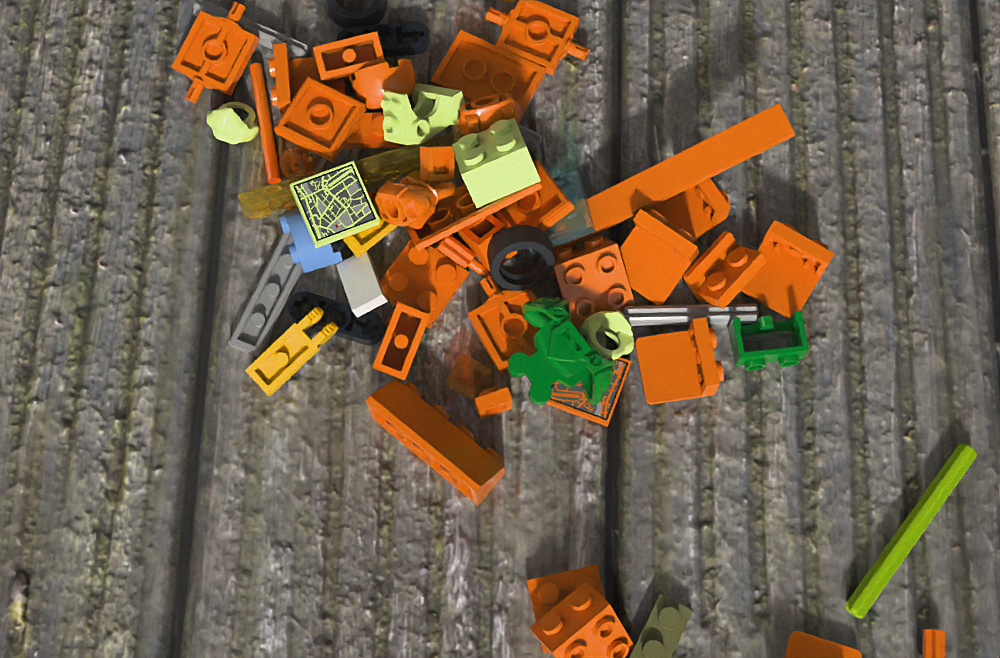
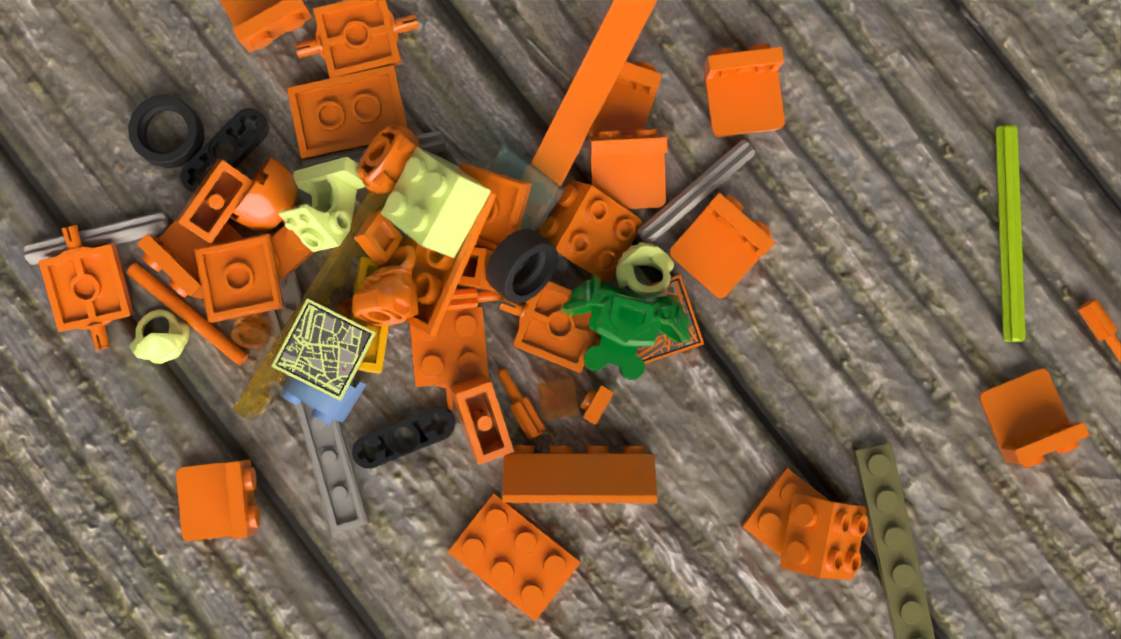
camera: 40 degrees left, 15 degrees up
(173, 256) = (217, 500): none -> orange bracket
(289, 353) = (393, 503): yellow hinge -> none
(340, 465) = (514, 557): none -> orange plate
(361, 284) = (402, 394): white tile -> none
(437, 364) = (523, 408): none -> orange axle
(723, 271) = (696, 132): orange bracket -> none
(768, 342) = (778, 164): green window -> none

